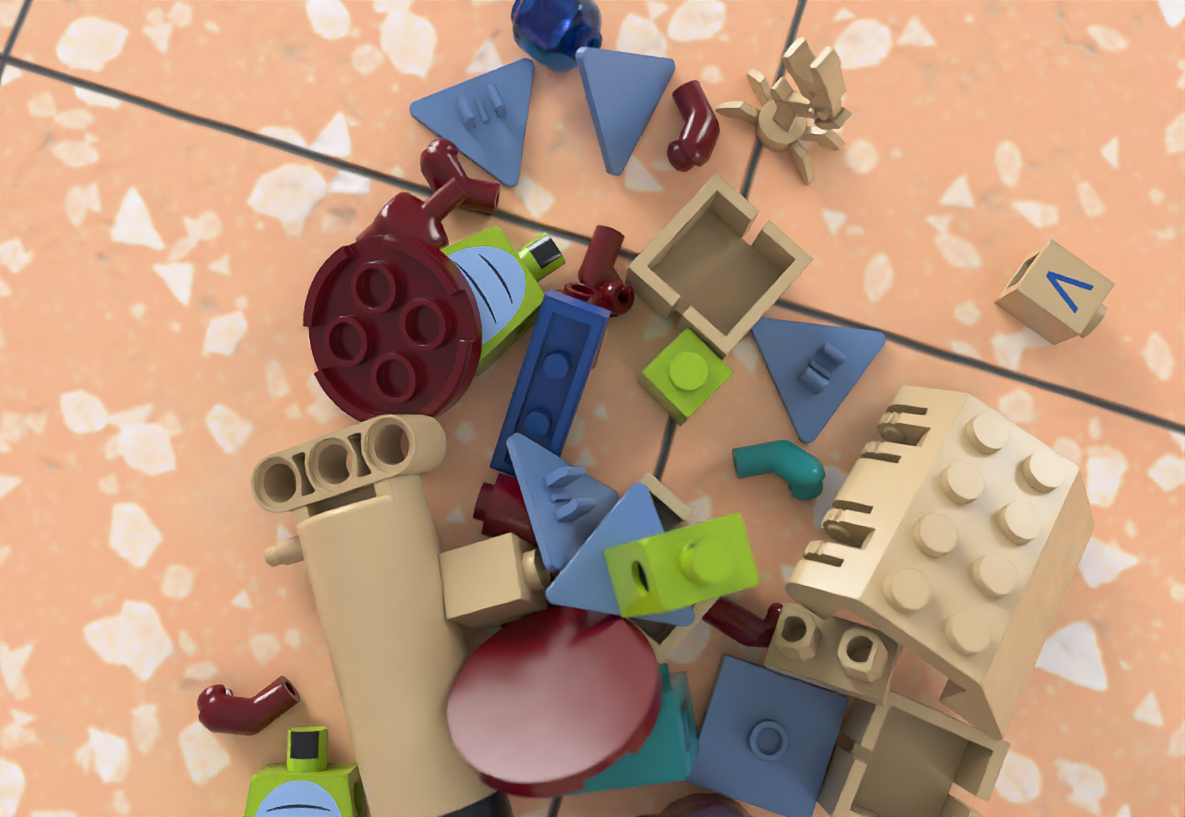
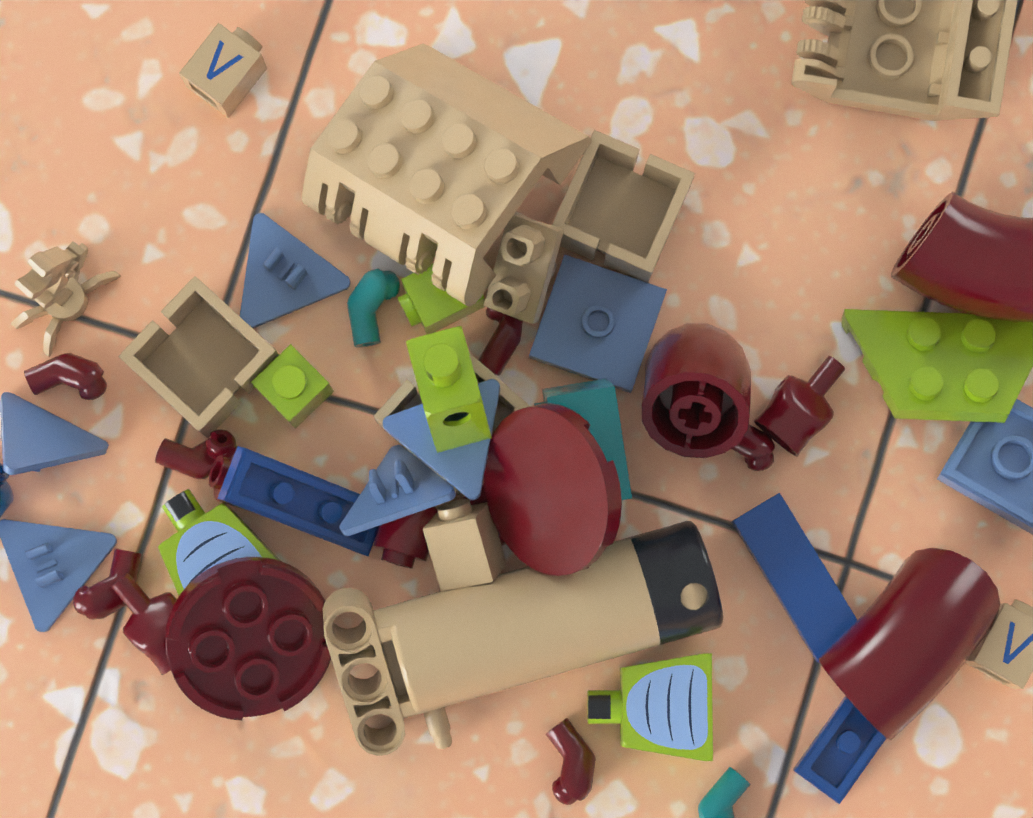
camera: 85 degrees left, 0 degrees up
(784, 539) = (431, 305): none -> lime brick

